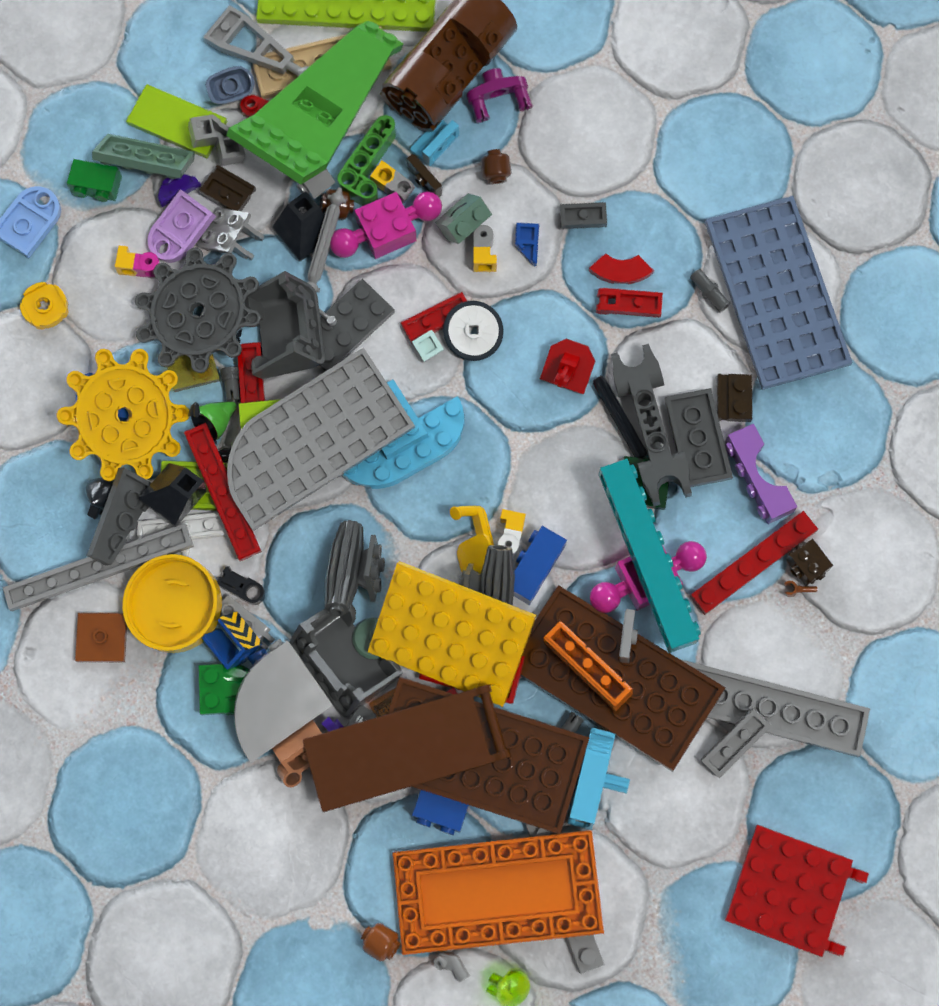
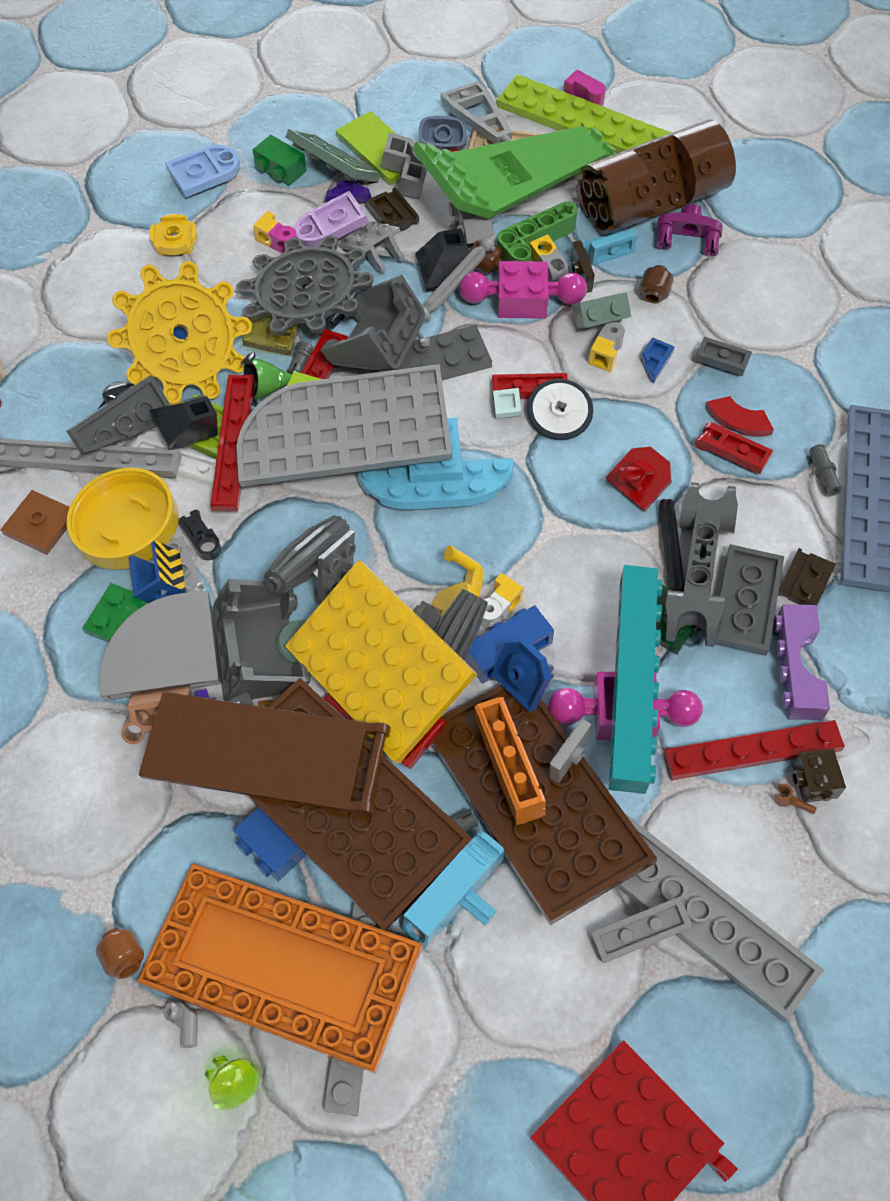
camera: 25 degrees right, 15 degrees down
(563, 589) = (523, 672): none -> blue piece

